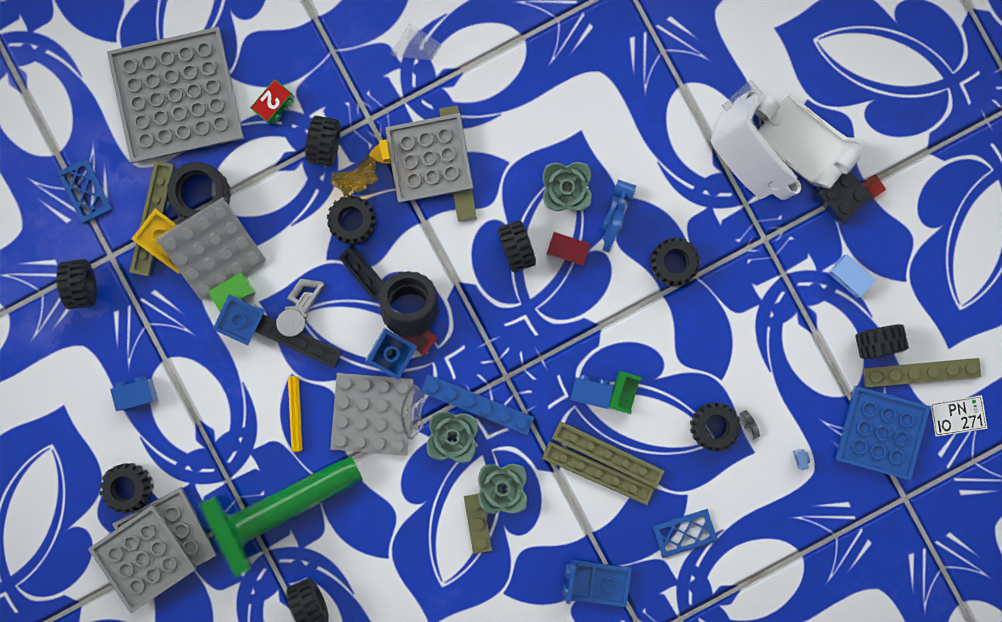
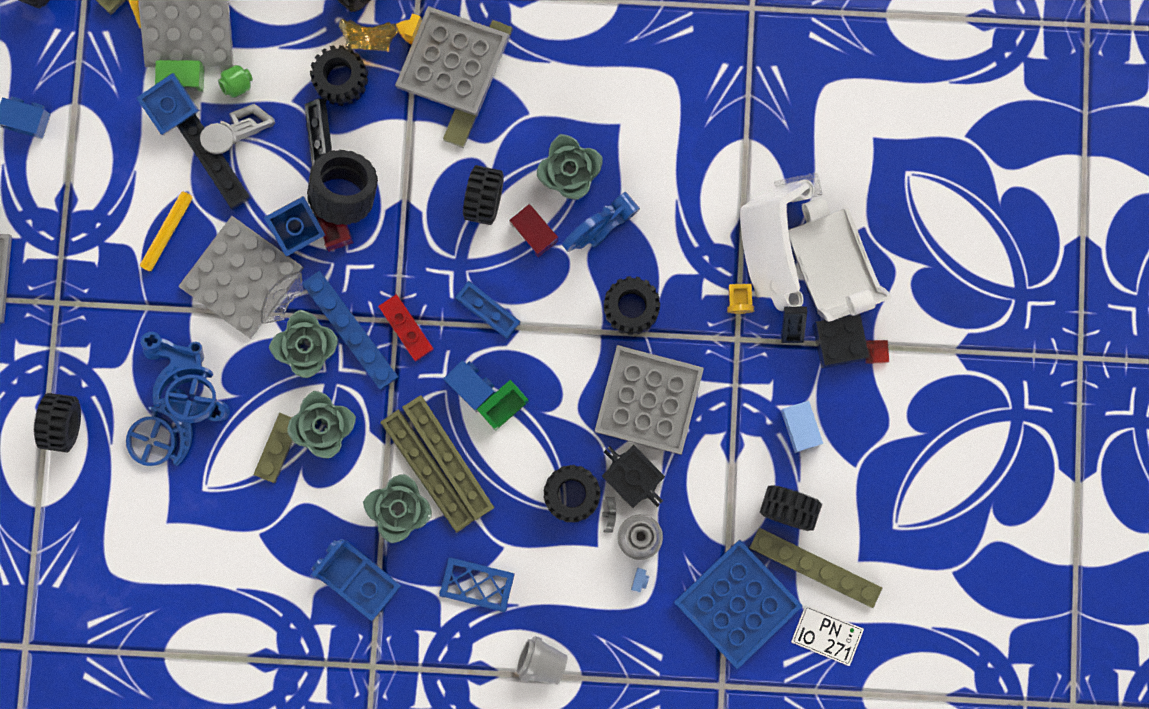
camera: 30 degrees right, 5 degrees down
(238, 528) = (31, 304): green piece -> none
(276, 271) = (235, 81): none -> bright green head
(371, 503) = (183, 362): none -> blue piece
(391, 540) = (184, 429): none -> blue piece
(517, 377) = (406, 327): none -> red plate
(569, 328) = (487, 310): none -> blue tile
(600, 529) = (380, 506): none -> sand green brick
(728, 323) = (649, 400): none -> light grey plate
(749, 208) = (740, 299): none -> yellow tile
(751, 386) = (633, 476): none -> black plate
(767, 562) = (541, 662): none -> light grey piece
(774, 424) = (640, 549): none -> light grey piece
(802, 204) = (794, 324): none -> black plate

